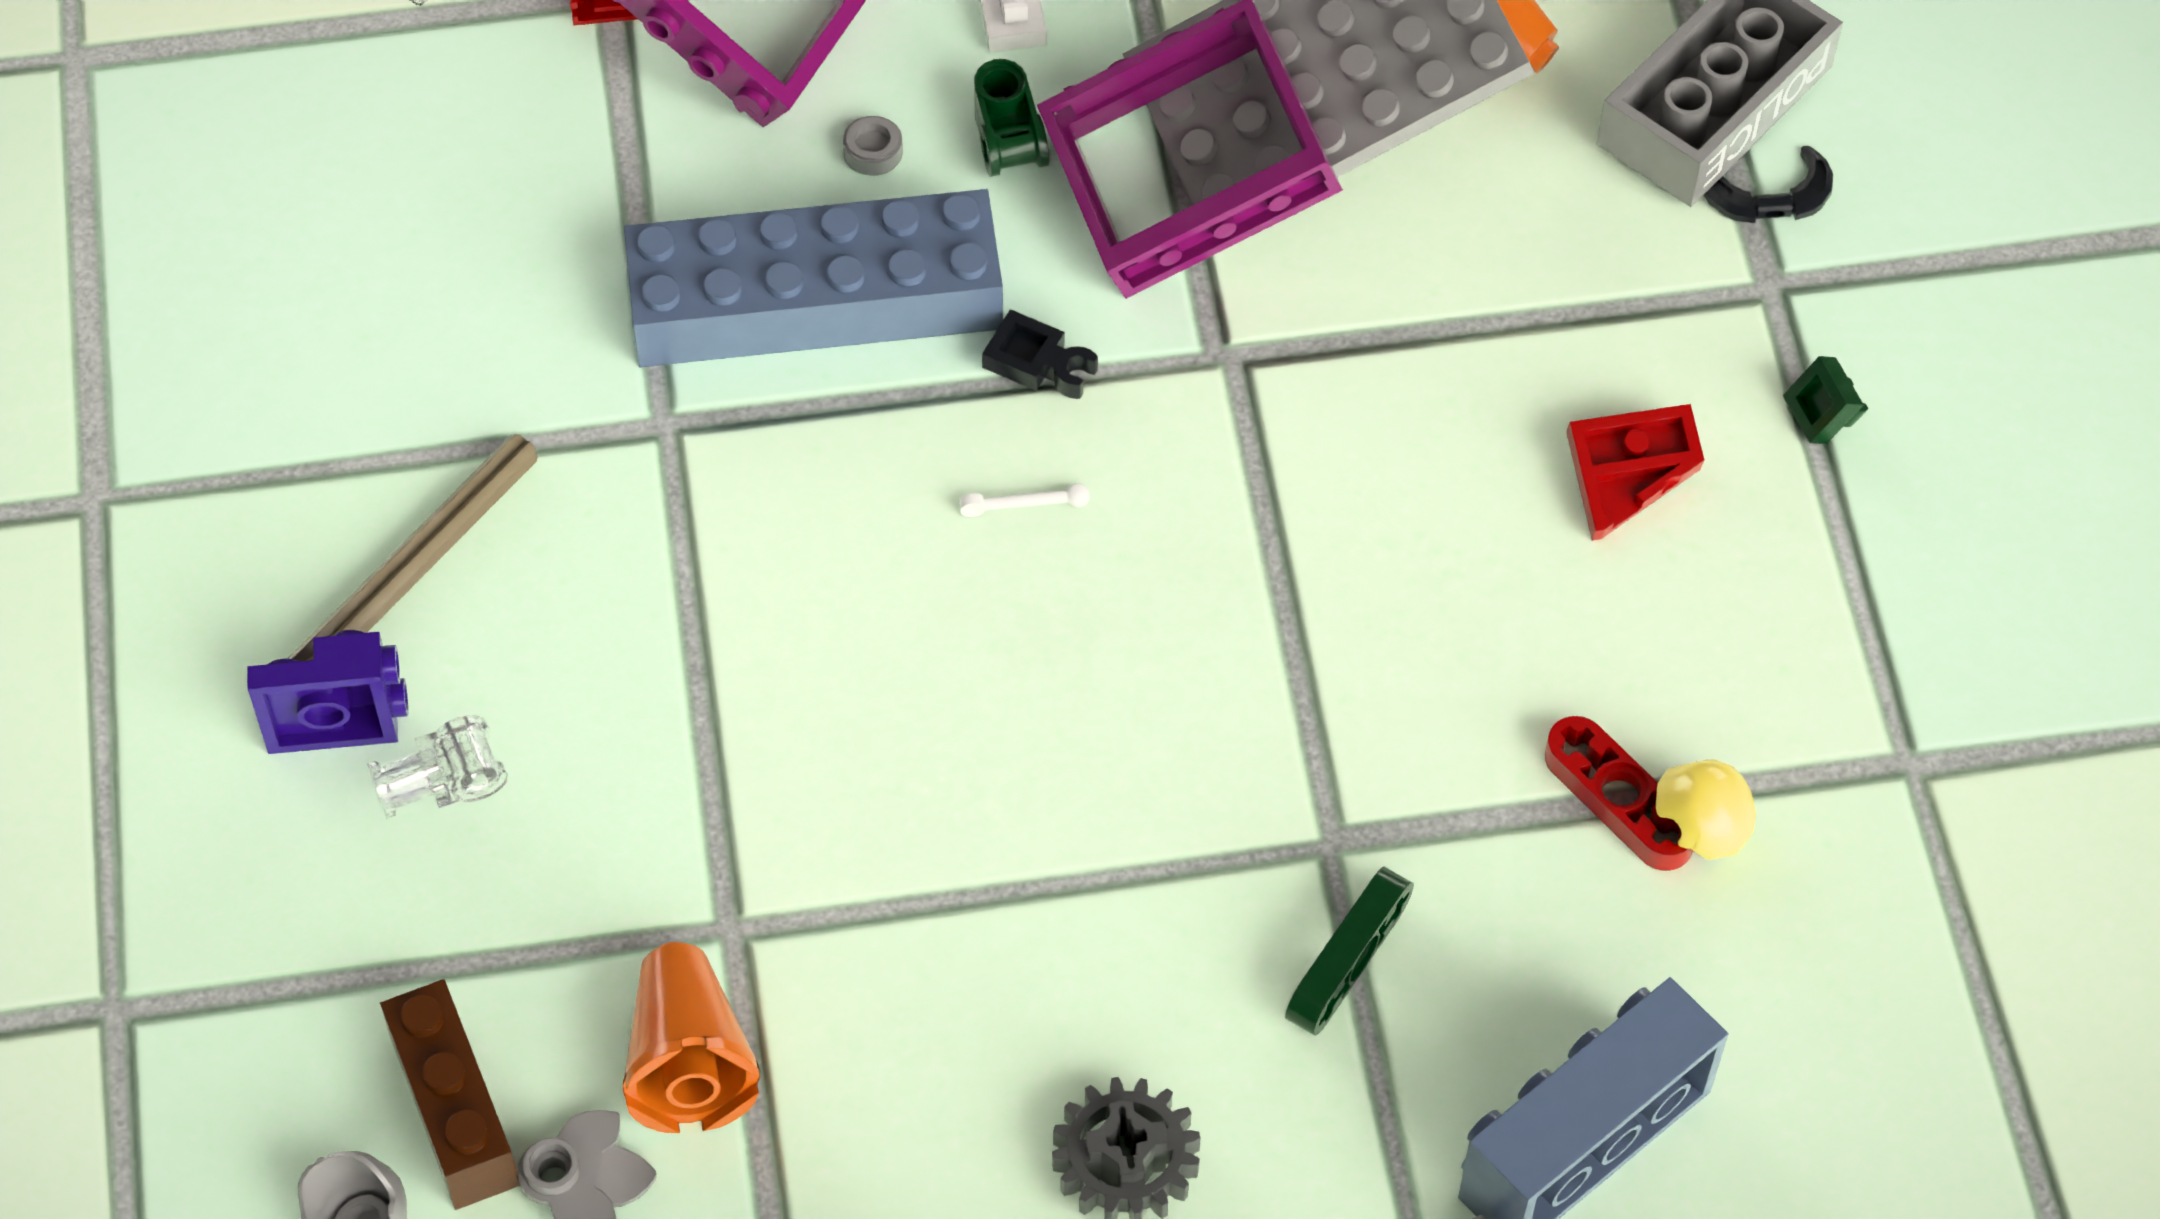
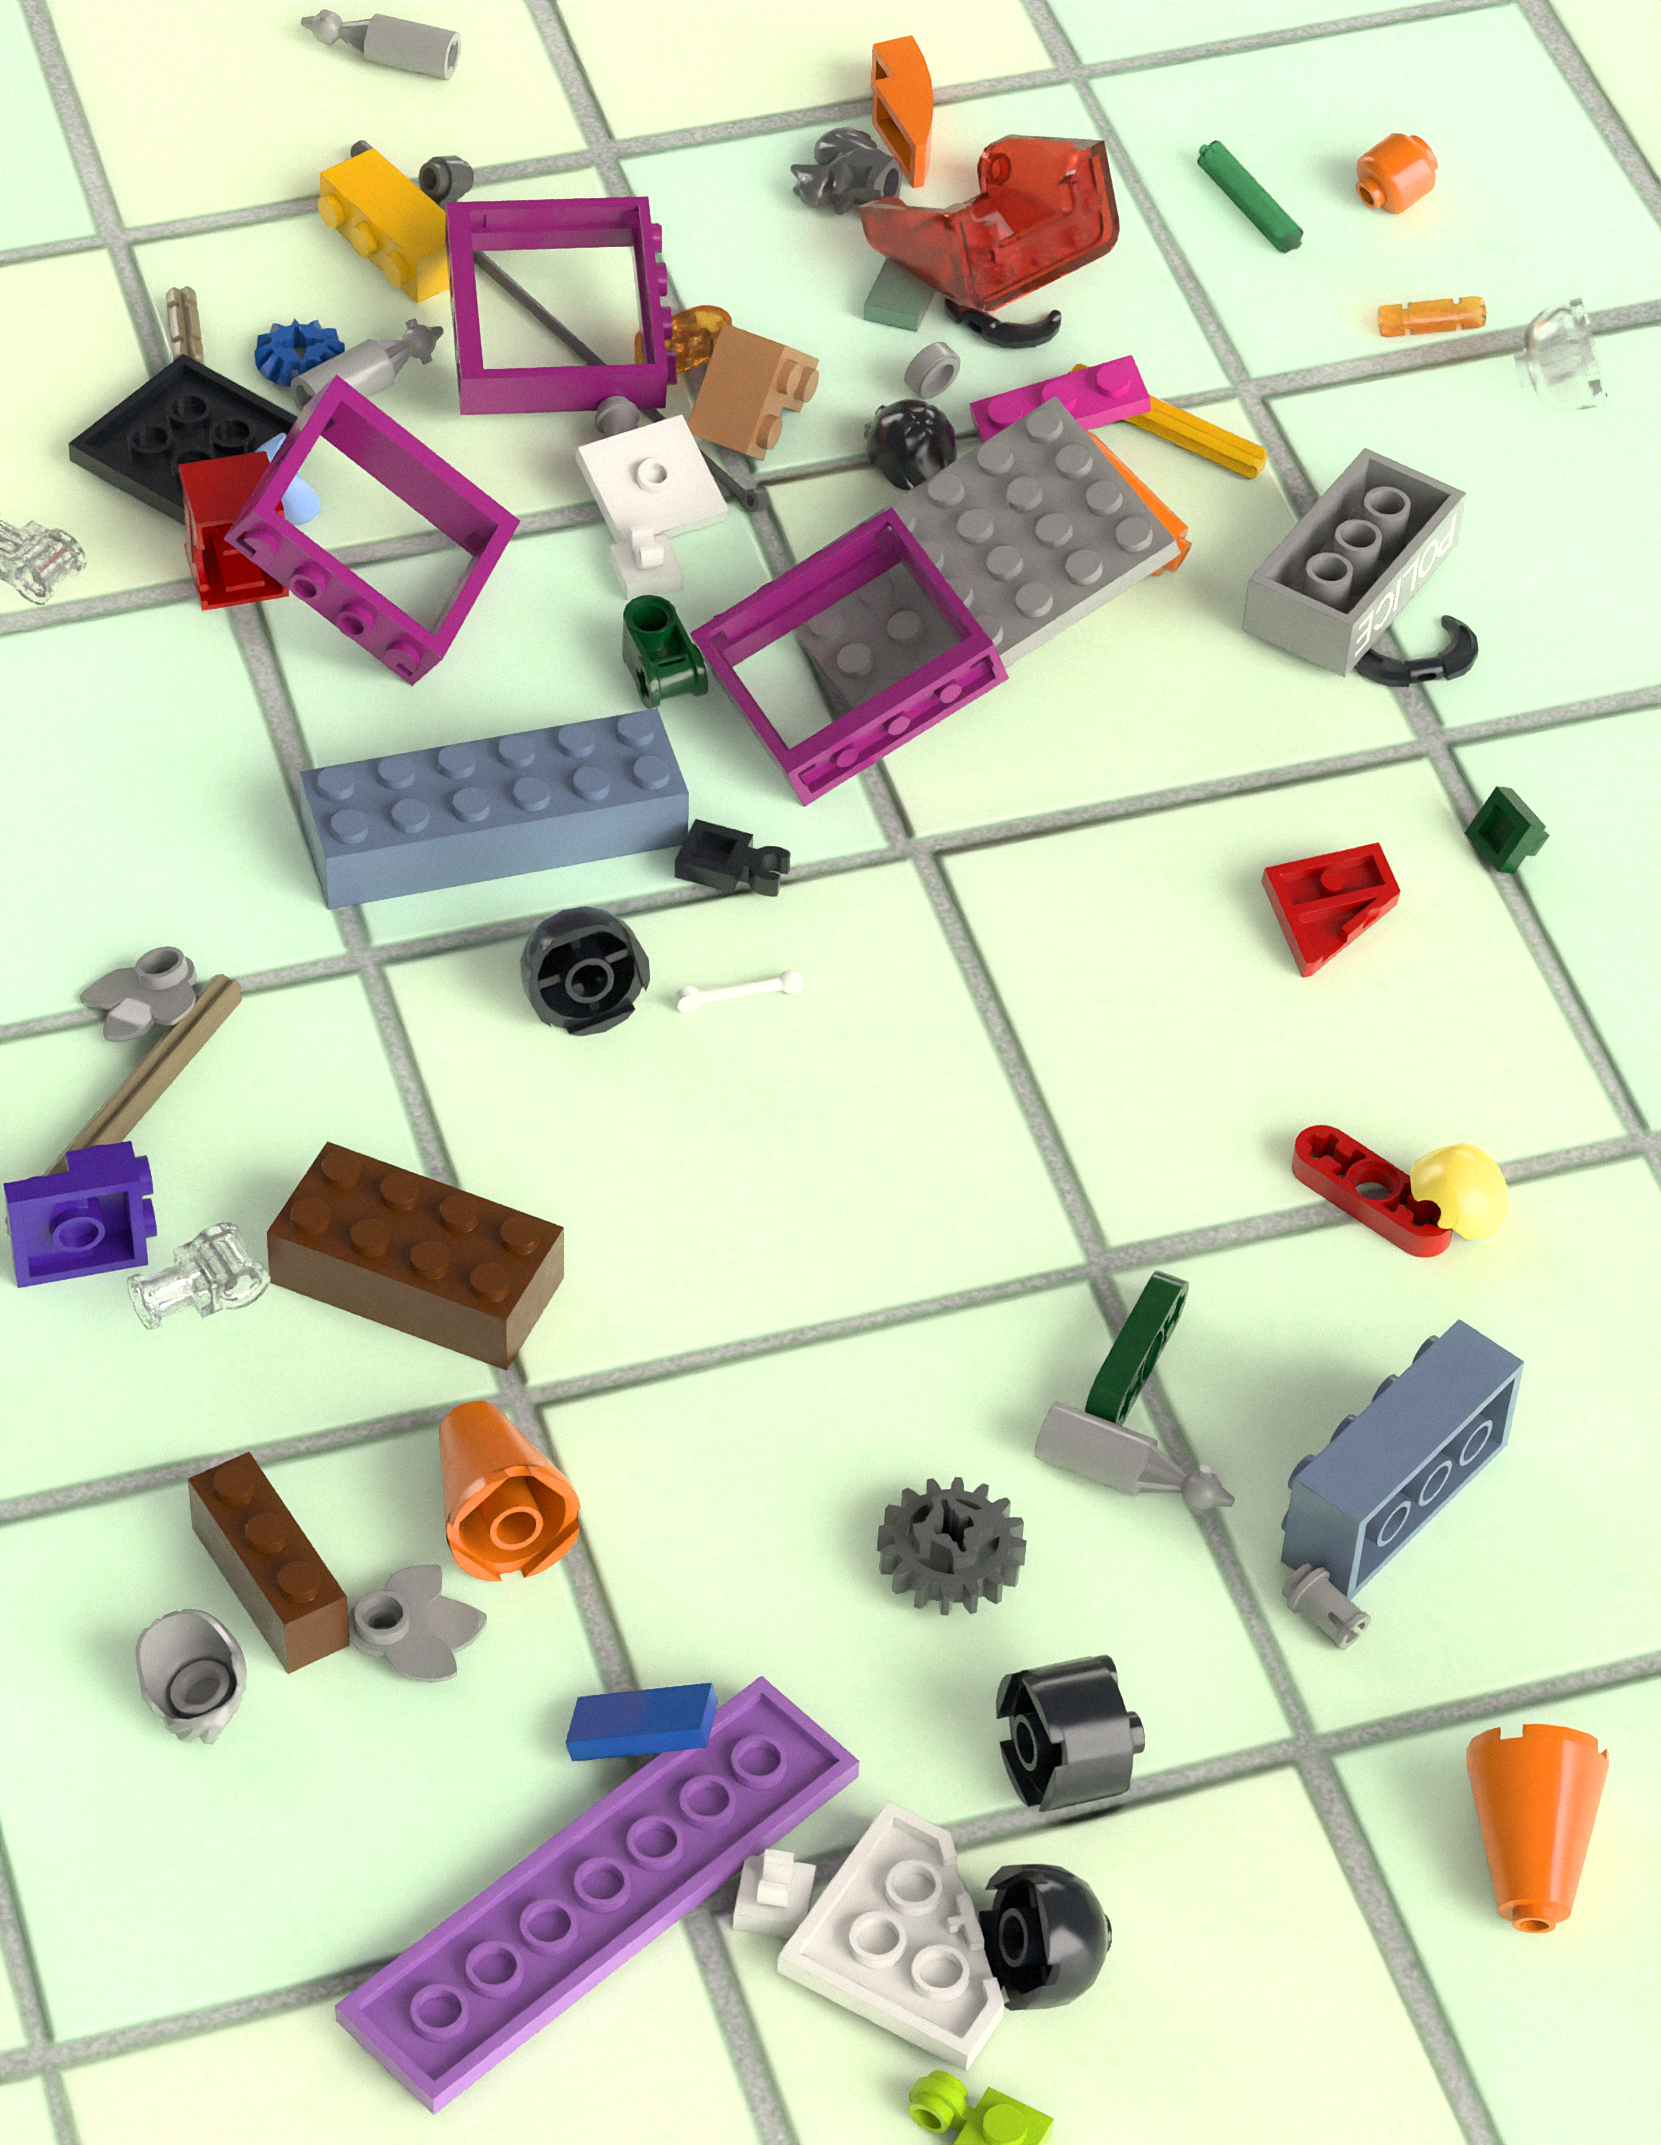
camera: 10 degrees left, 10 degrees down
(441, 447) = (144, 994): none -> light grey plate
(652, 768) = (416, 1255): none -> reddish brown brick
(868, 469) = (583, 970): none -> black cylinder
(872, 145) = (527, 691): light grey tile -> none
(1314, 1071) = (1122, 1459): none -> light grey wheel

